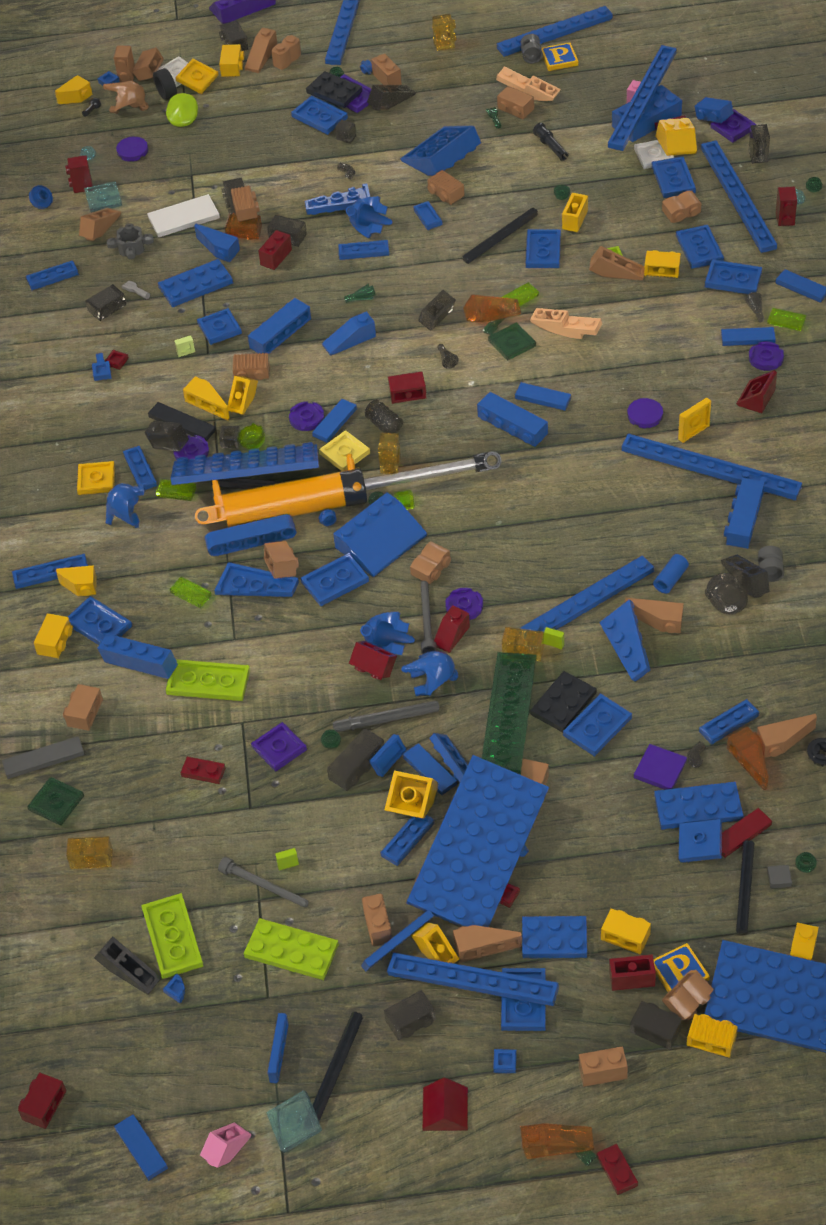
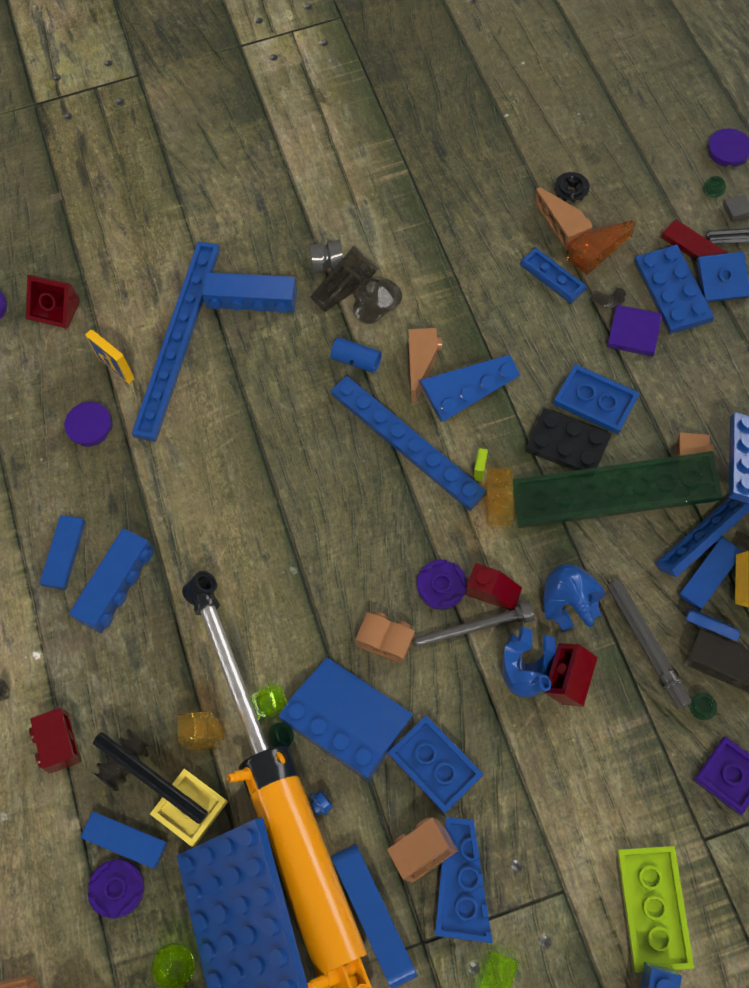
camera: 100 degrees left, 15 degrees up
(364, 425) = (150, 778): none -> black axle

